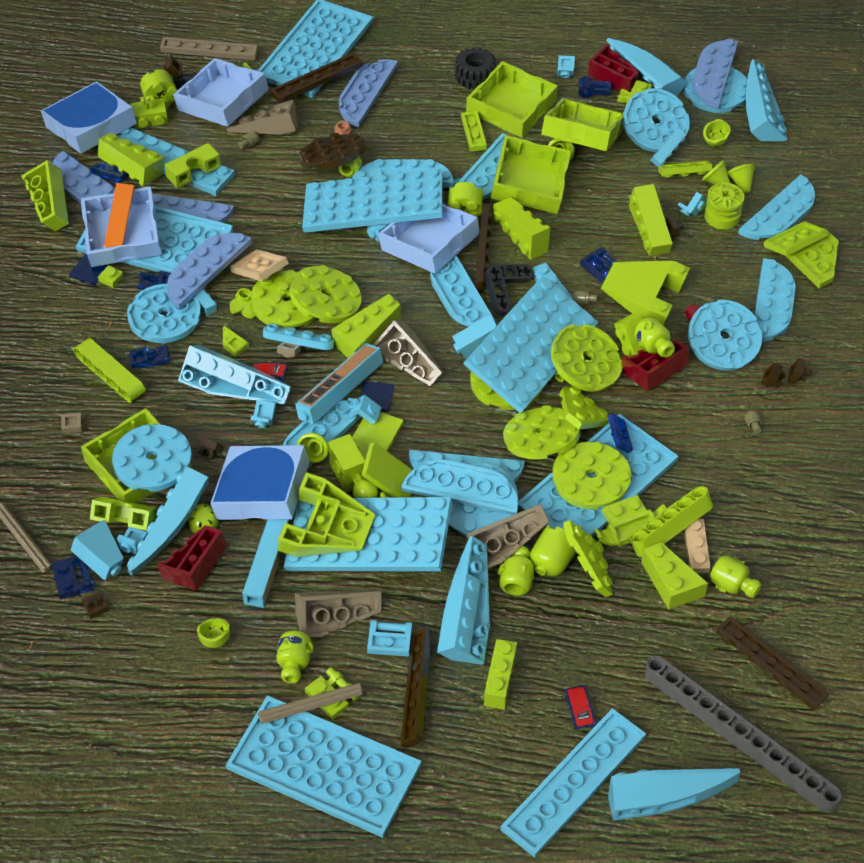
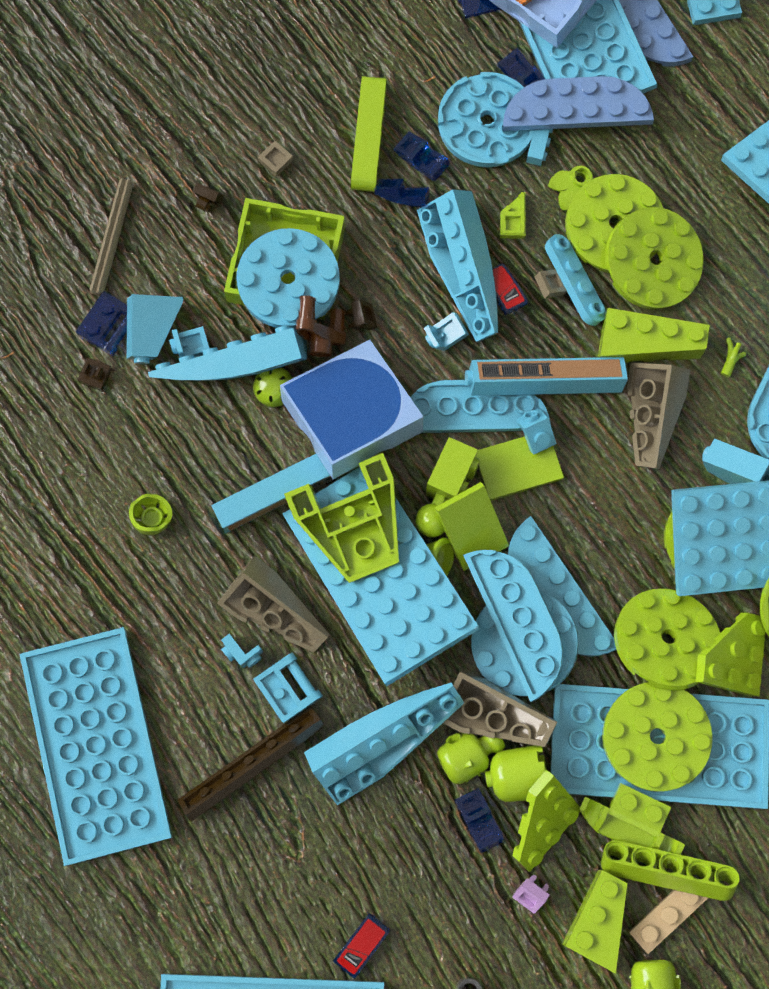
camera: 50 degrees right, 25 degrees up
(55, 469) = (207, 196): none -> dark brown tile
(110, 276) = (488, 23): lime plate -> none
(114, 510) = (202, 289): lime arch -> none
(156, 379) = (396, 192): none -> clear blue slope
(195, 559) = (215, 423): dark red wedge -> none
(197, 462) = (319, 336): none -> reddish brown connector
(259, 265) = (629, 157): tan plate -> none
(293, 654) = (187, 612): lime piece -> none
(310, 703) = (144, 678): dark tan axle -> none
(315, 446) = (441, 421): lime hat -> none
(320, 686) = (173, 684): lime plate -> none
(343, 646) = (233, 652): none -> medium azure bracket
(378, 392) = (574, 421): clear blue piece -> none
(415, 303) = (732, 357): none -> lime bar
(499, 674) = (331, 836): lime arch -> none
(556, 597) = (479, 820): none -> clear blue slope
(620, 433) = (737, 725): clear blue plate -> none
(627, 599) = (531, 895): none -> lavender tile

